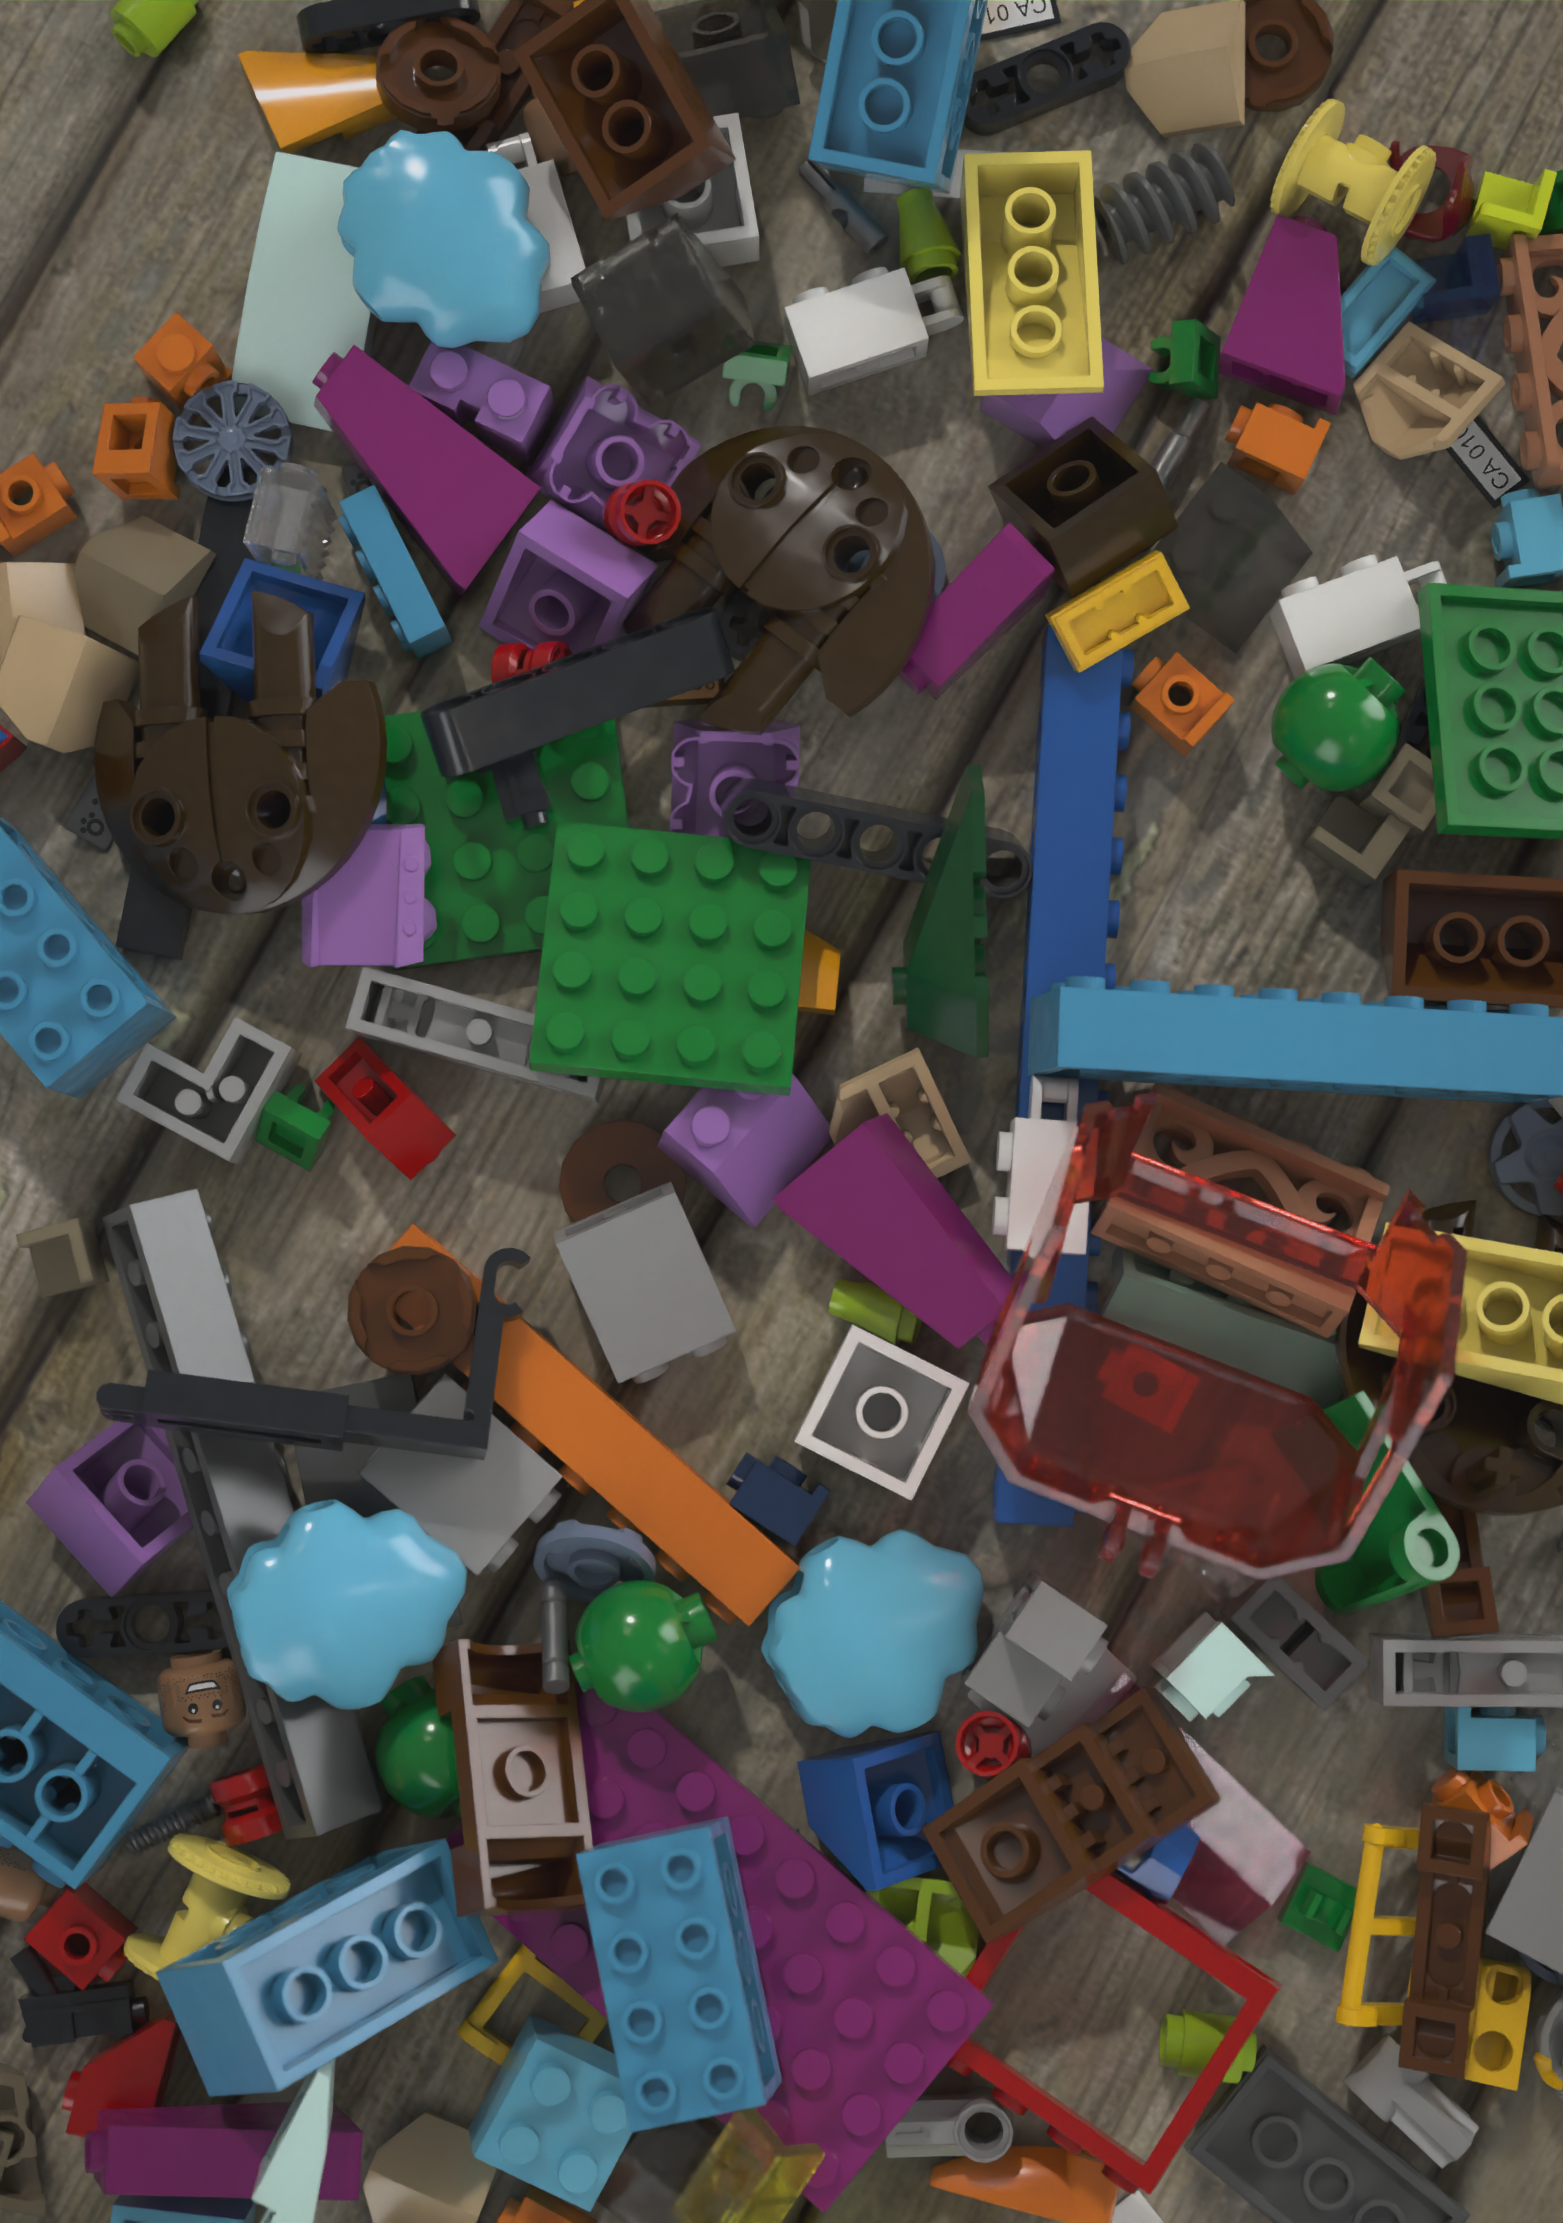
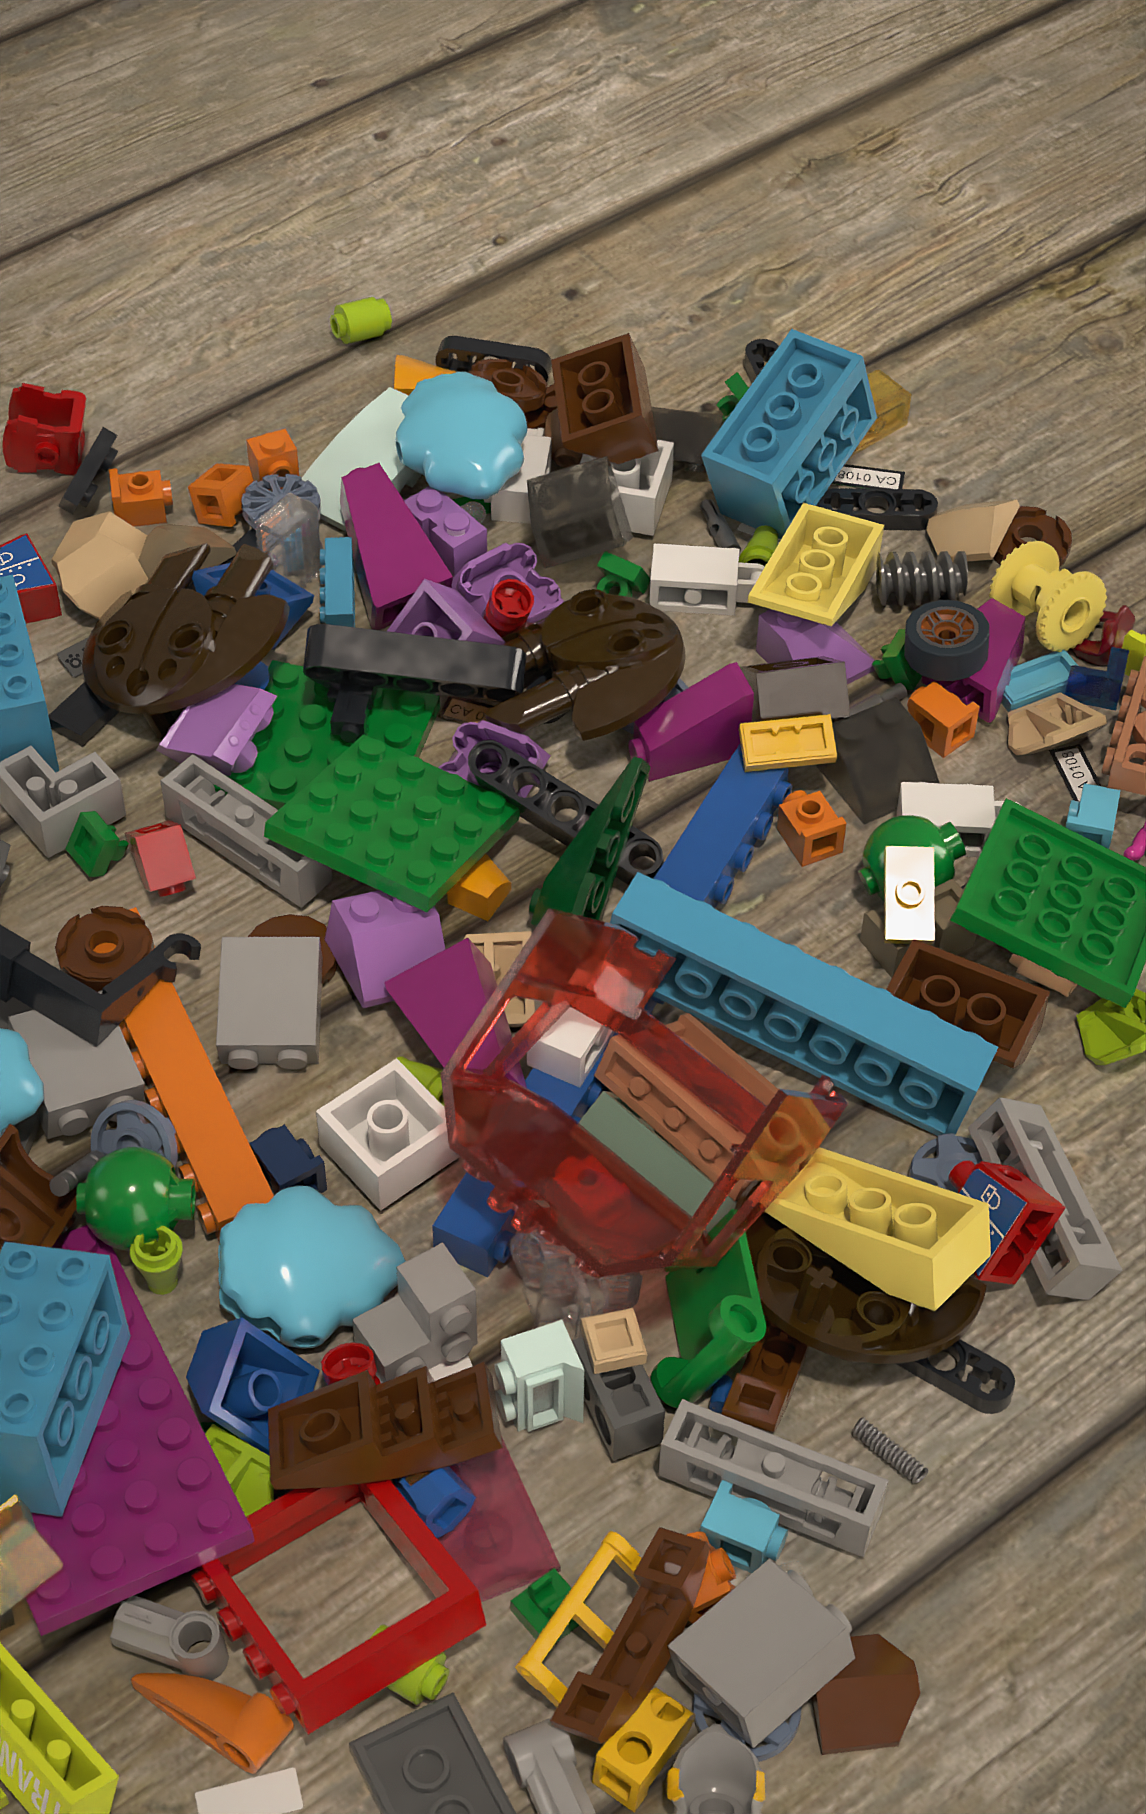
camera: 25 degrees right, 35 degrees down
(706, 1716) = (158, 1260): none -> lime cone
(1232, 316) = (946, 640): none -> black wheel
(1281, 1609) = (613, 1341): none -> tan tile
(1370, 809) = (908, 894): none -> plate

